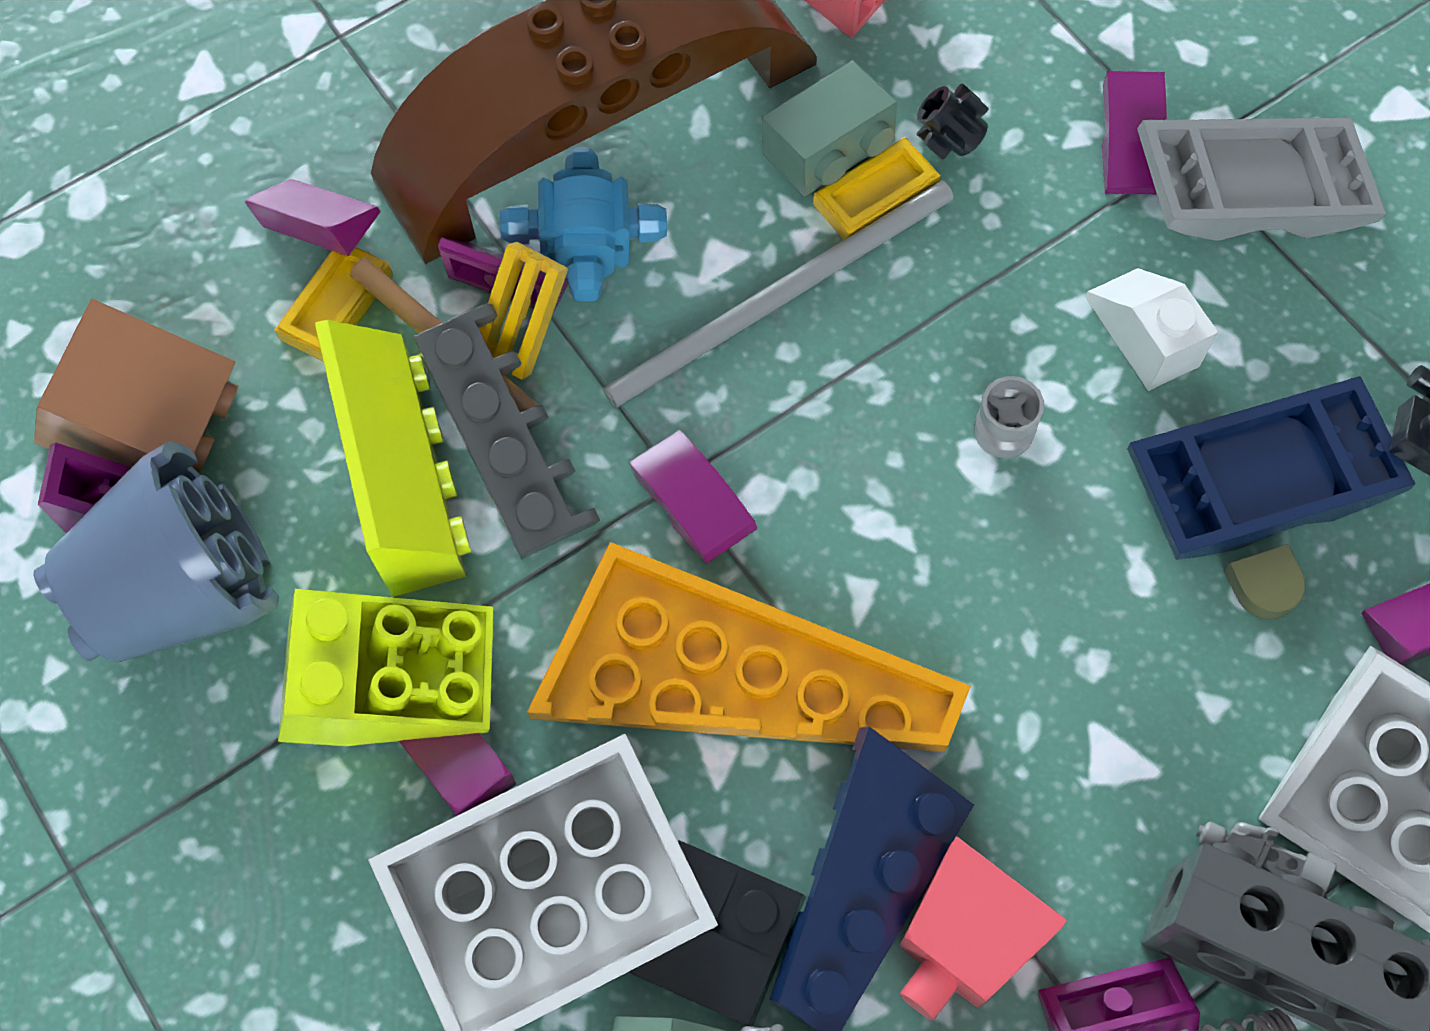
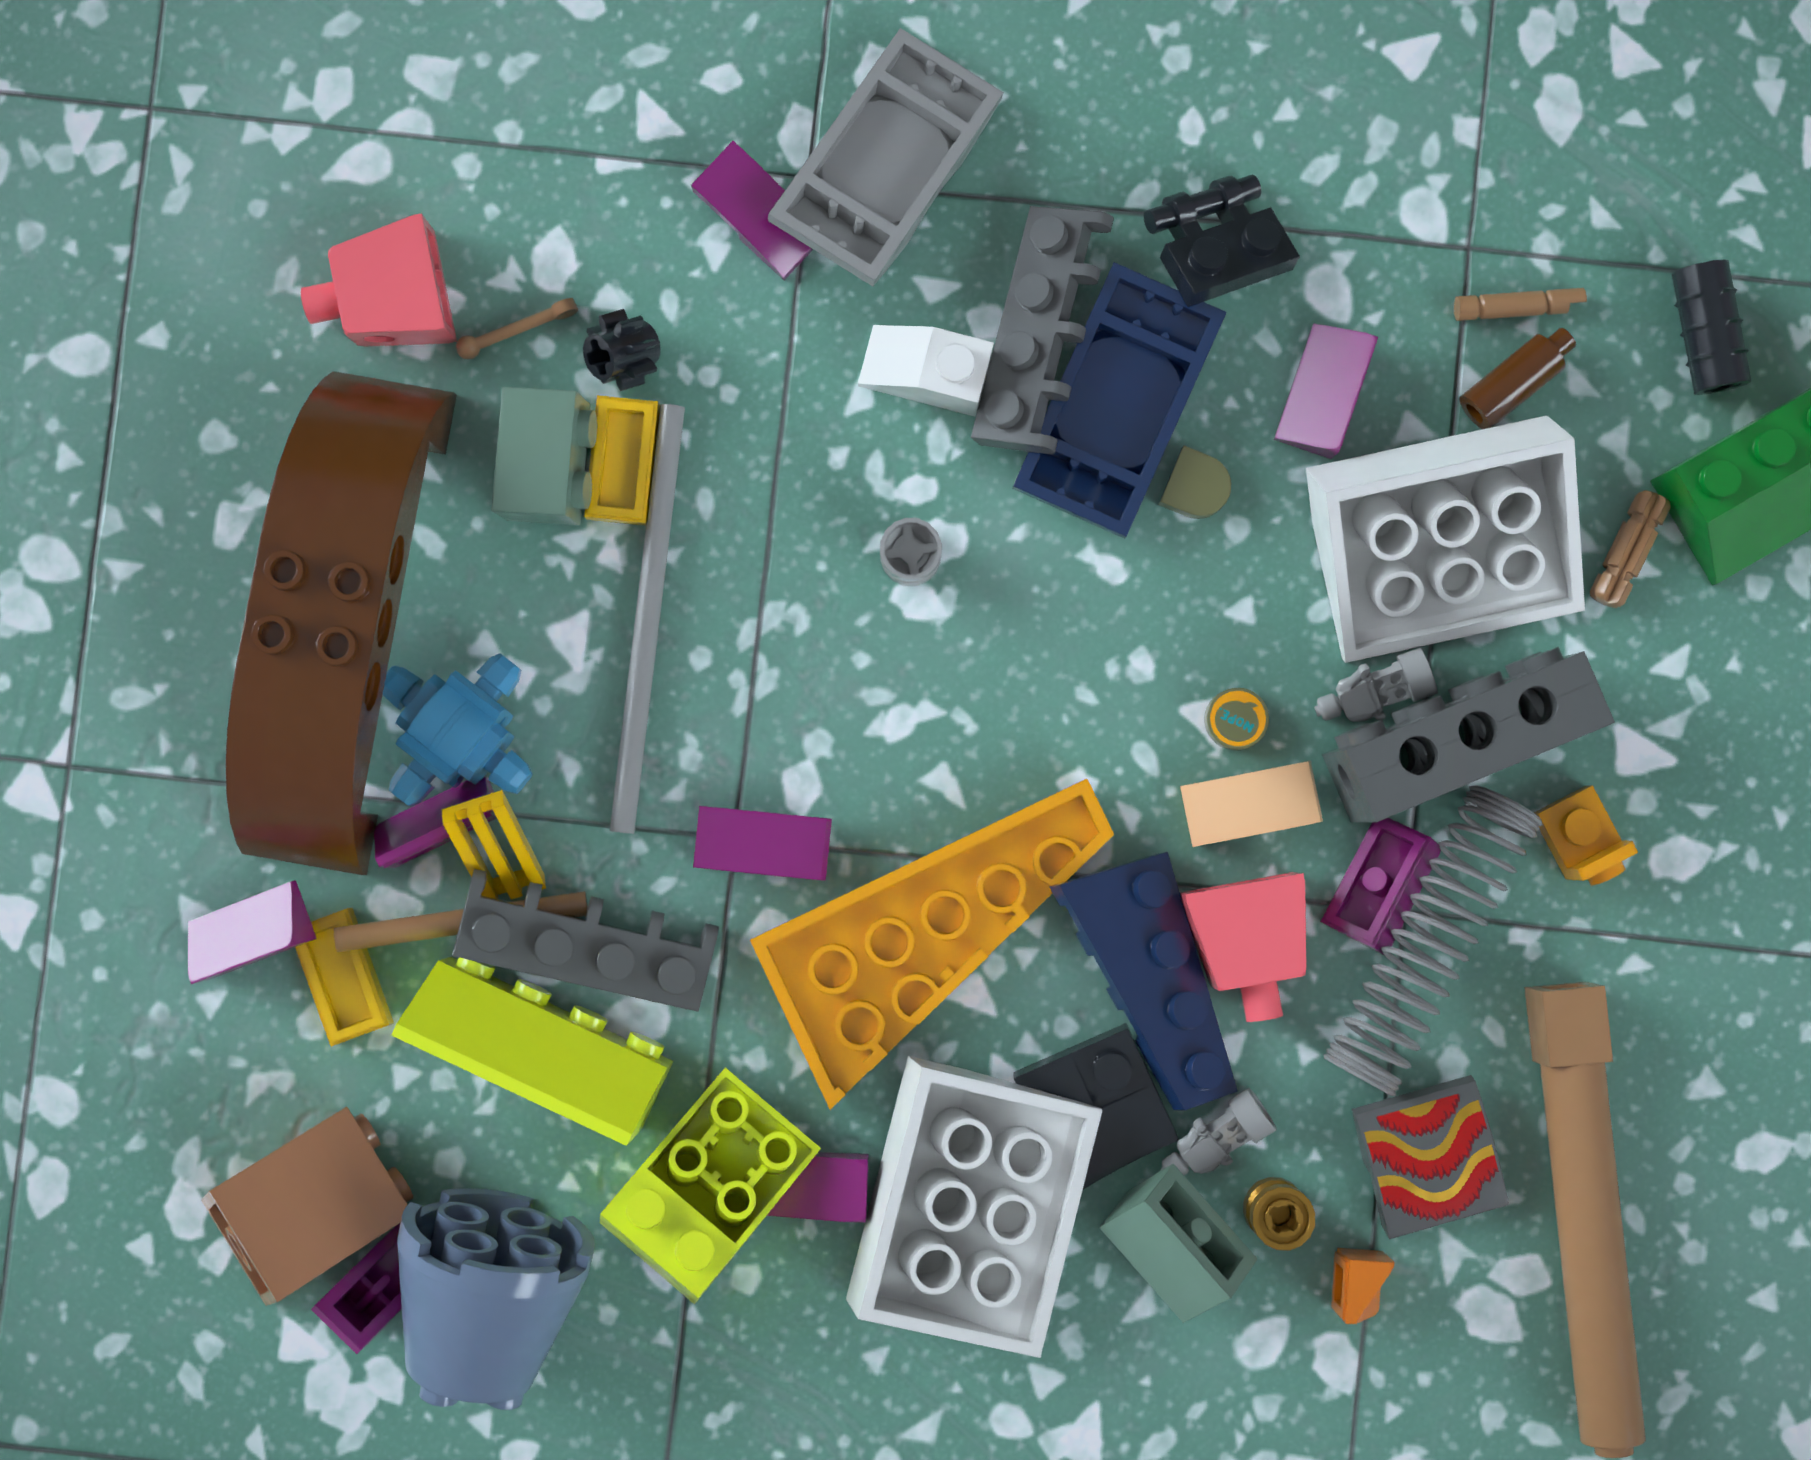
camera: 50 degrees left, 20 degrees up
(938, 75) = (469, 346): none -> medium nougat hinge
(1079, 839) = (1251, 804): none -> light nougat slope
(1129, 770) = (1236, 719): none -> olive tile
(1256, 365) = (1036, 327): none -> dark grey hinge

